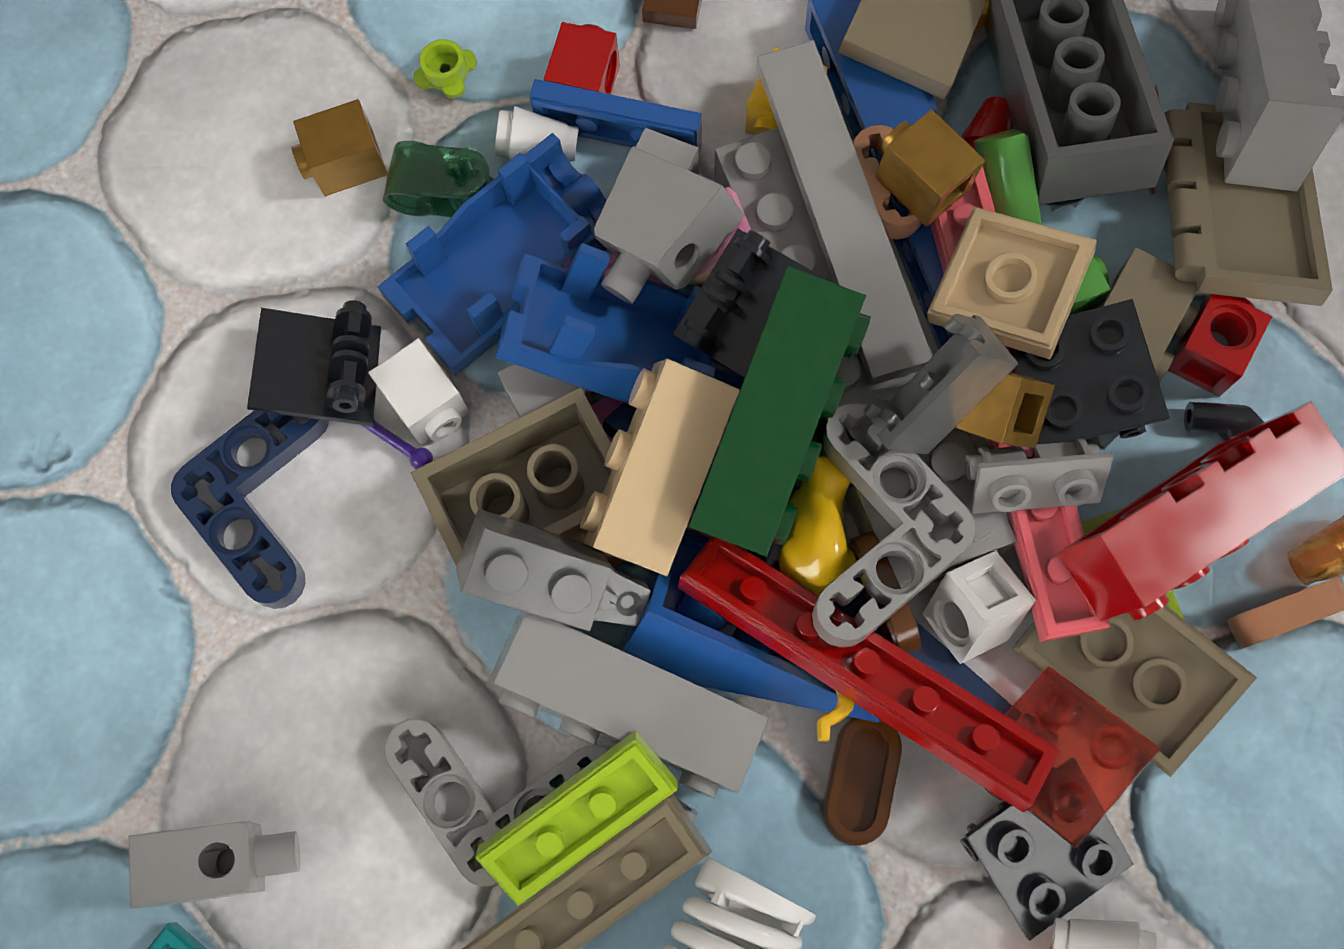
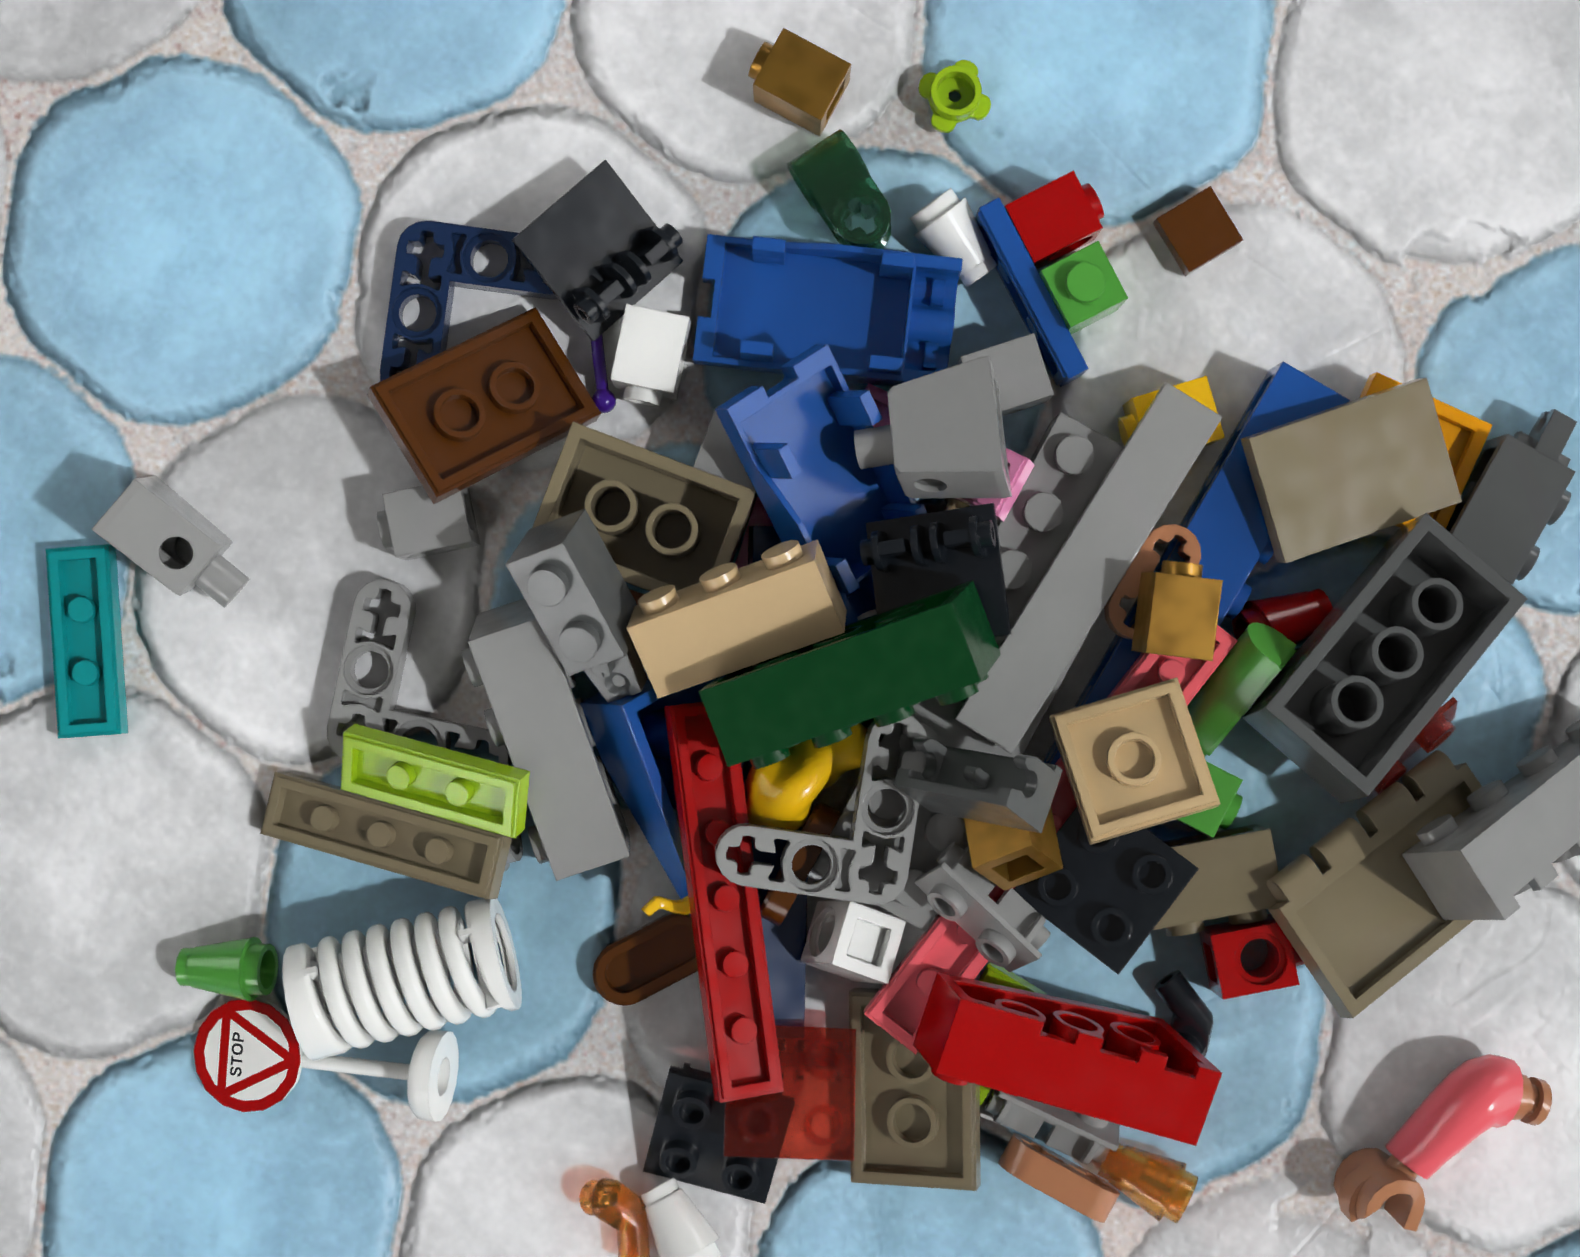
camera: 45 degrees right, 15 degrees up
(338, 539) = (483, 404): none -> reddish brown tile
(383, 653) = (424, 529): none -> light grey brick
(645, 73) = (1084, 287): none -> bright green brick
(1260, 569) = (1071, 1132): none -> light grey hinge

